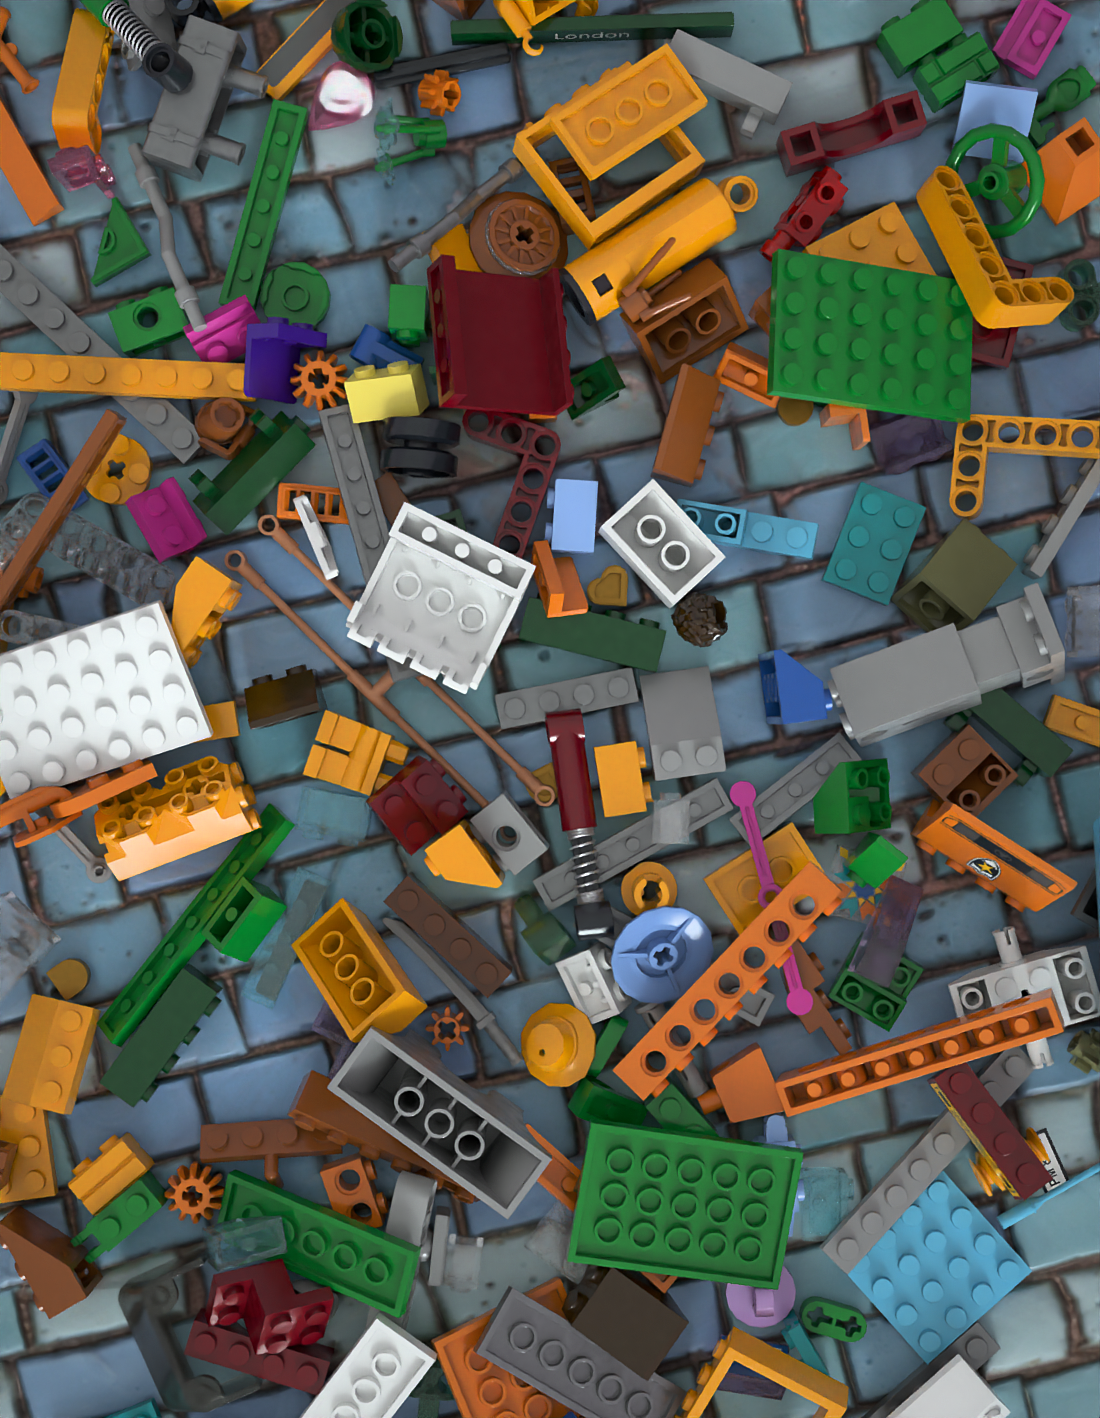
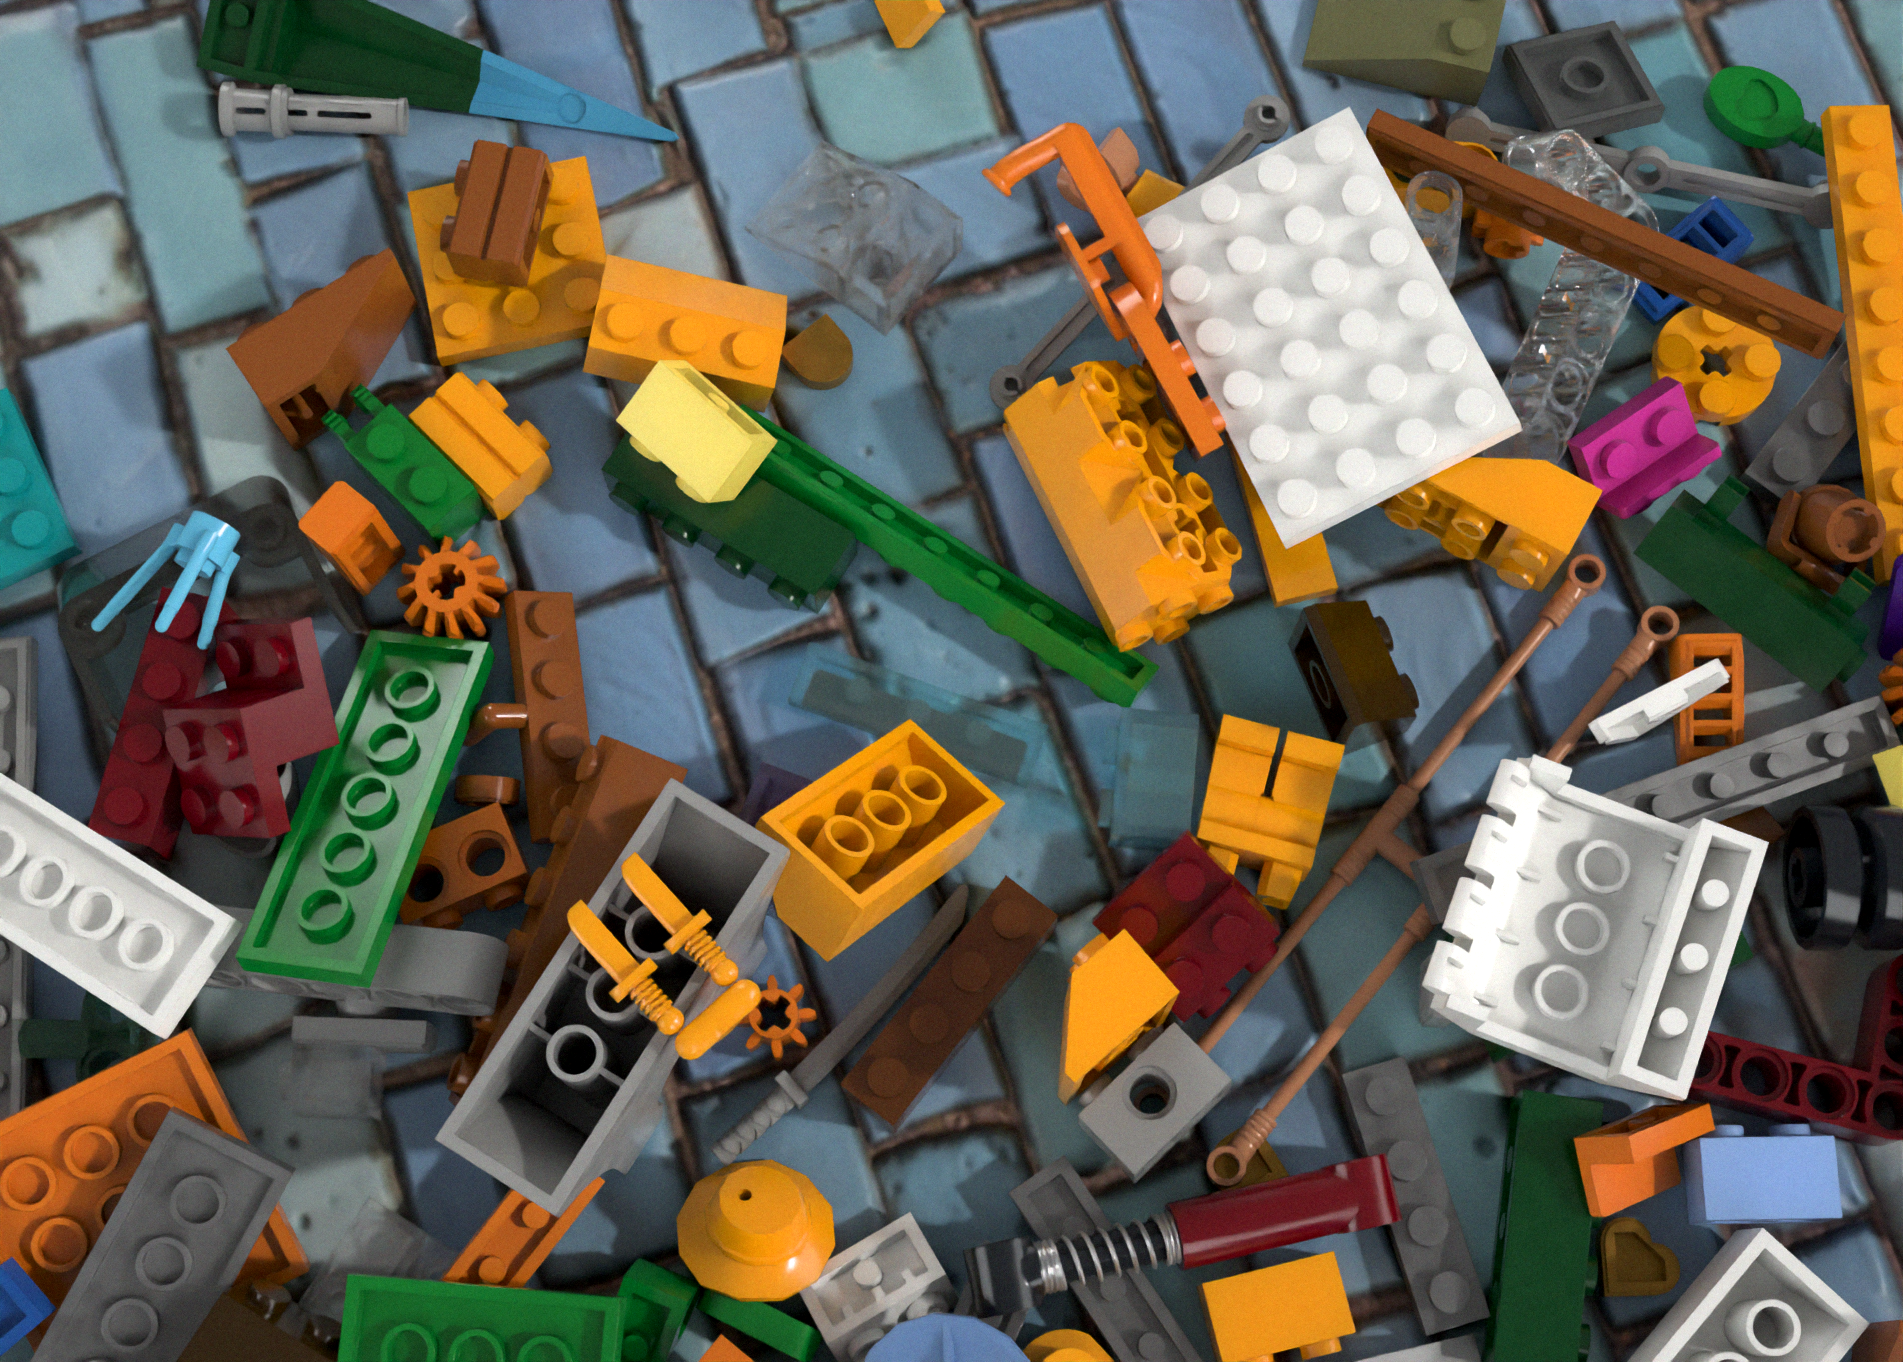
camera: 85 degrees right, 15 degrees down
(119, 1056) = (695, 432): none -> light yellow brick
(163, 1248) = (352, 537): none -> orange slope
(168, 1332) = (202, 547): none -> medium azure plant
(243, 1241) = (369, 675): clear light blue slope -> none
(244, 919) = (949, 634): green brick -> none
(311, 1176) = (485, 790): none -> dark orange tile
(410, 1085) = (686, 931): none -> light orange piece
(544, 931) = (969, 1184): clear green beam -> none

